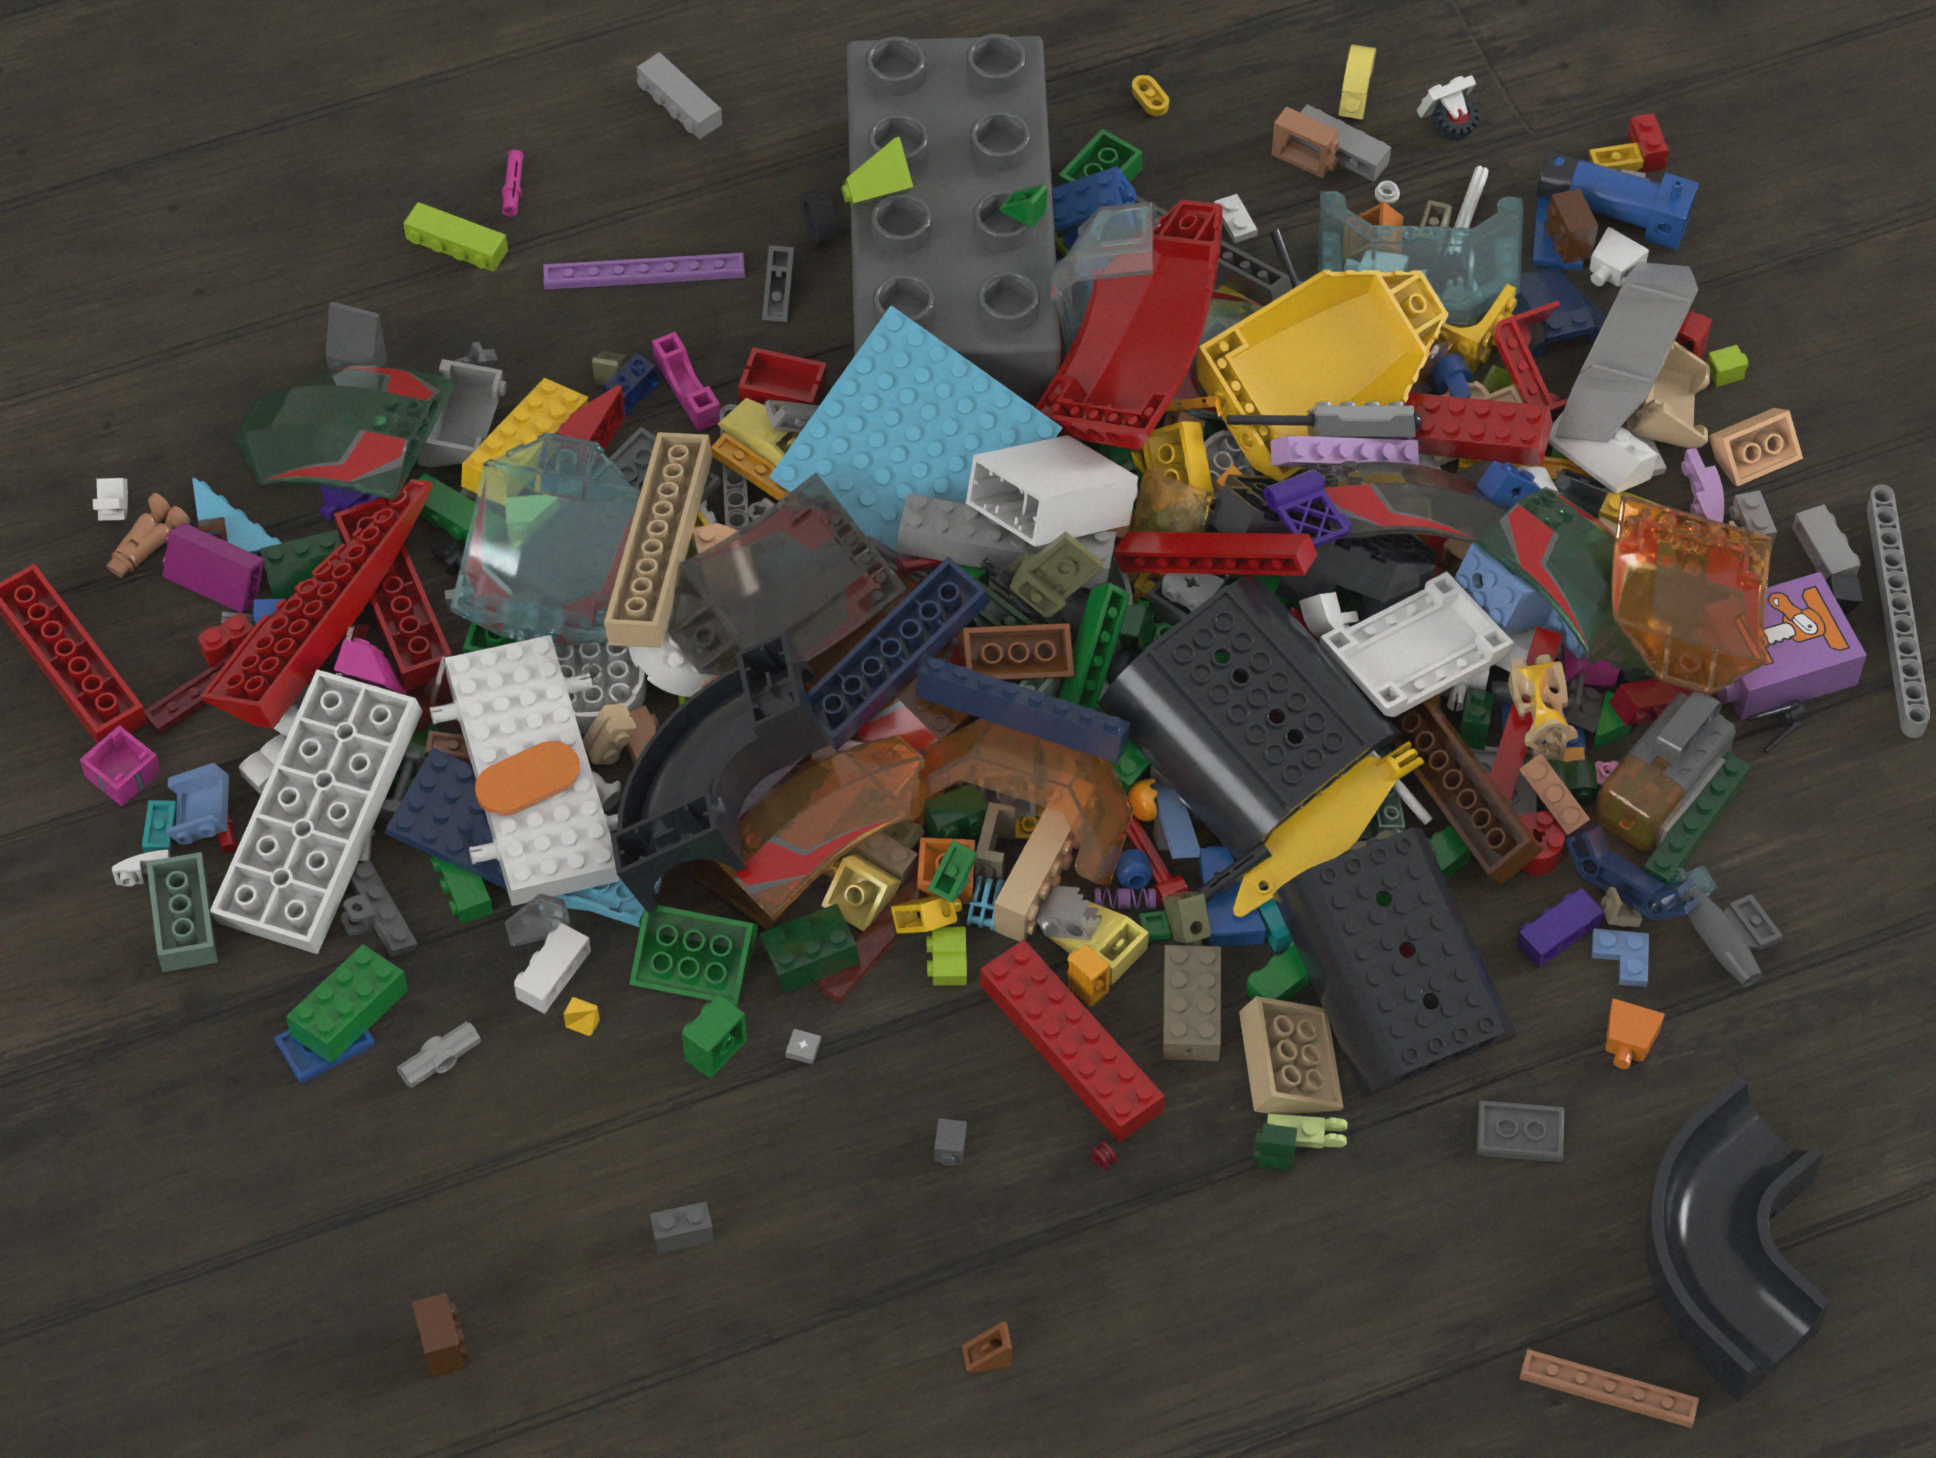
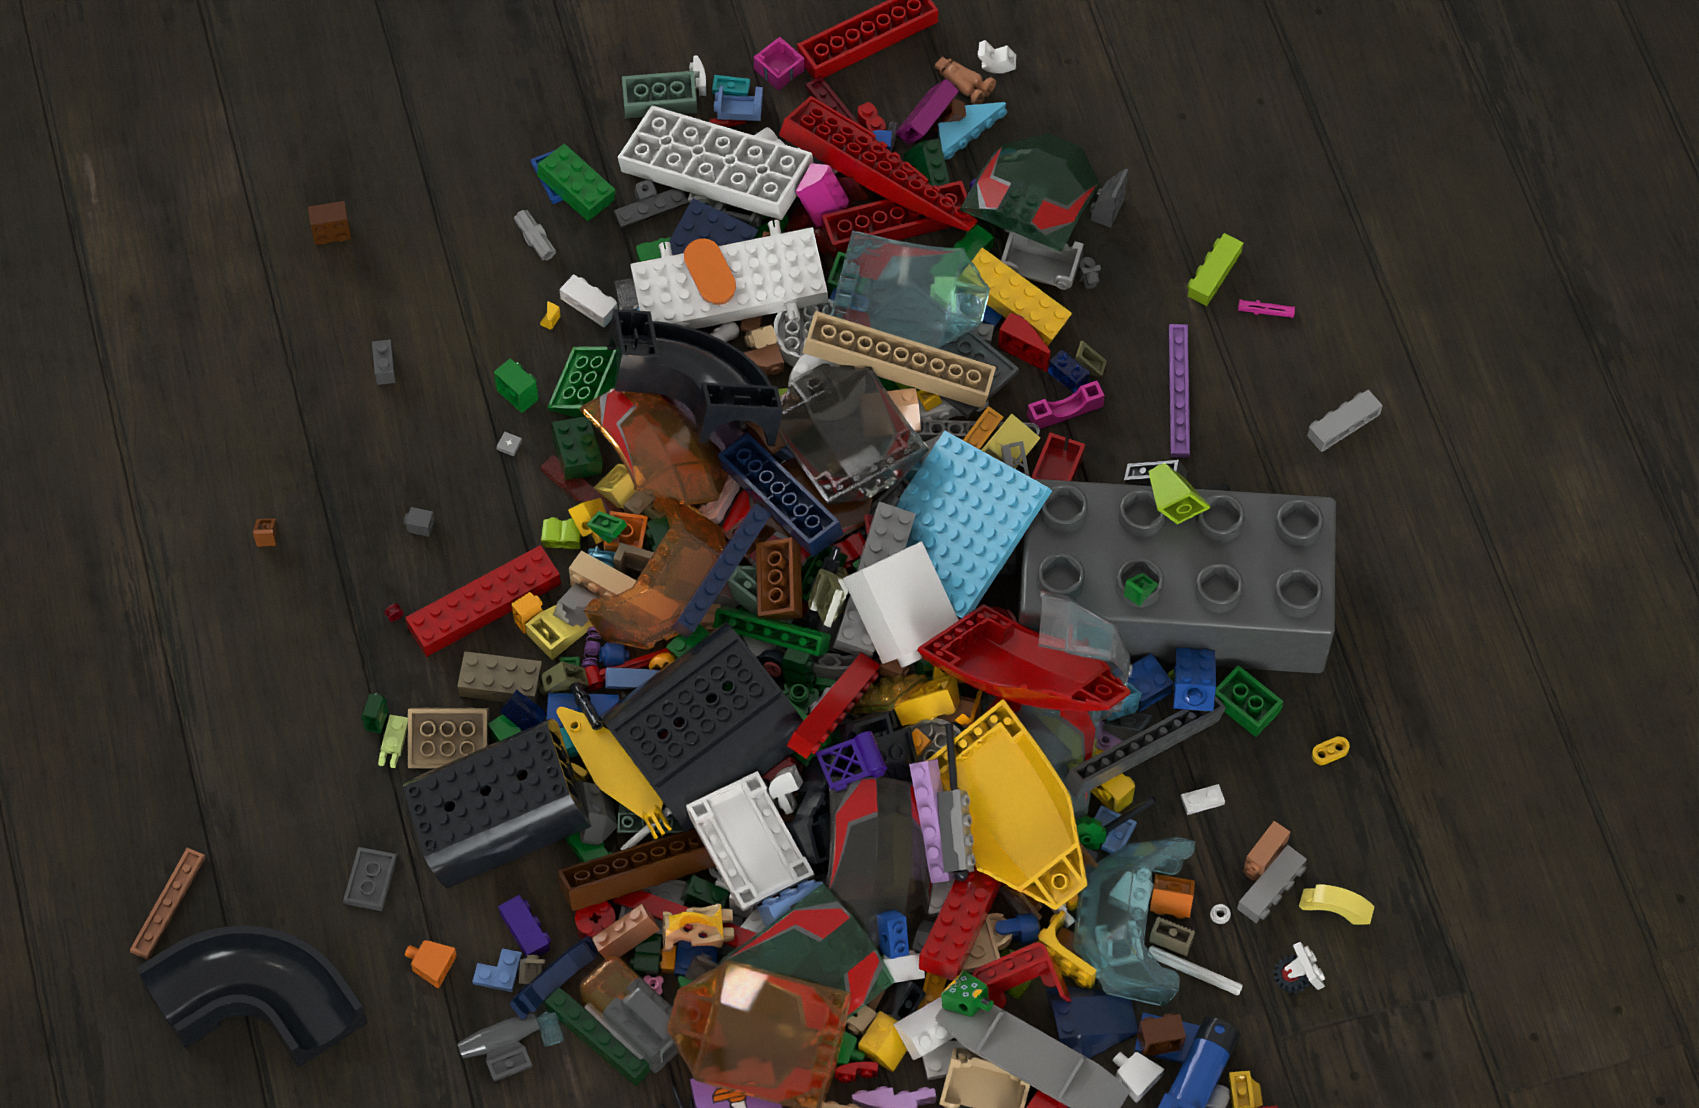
camera: 95 degrees right, 5 degrees up
(1247, 959) = (522, 711): none -> clear blue brick
(1575, 404) = (966, 995): none -> green torso

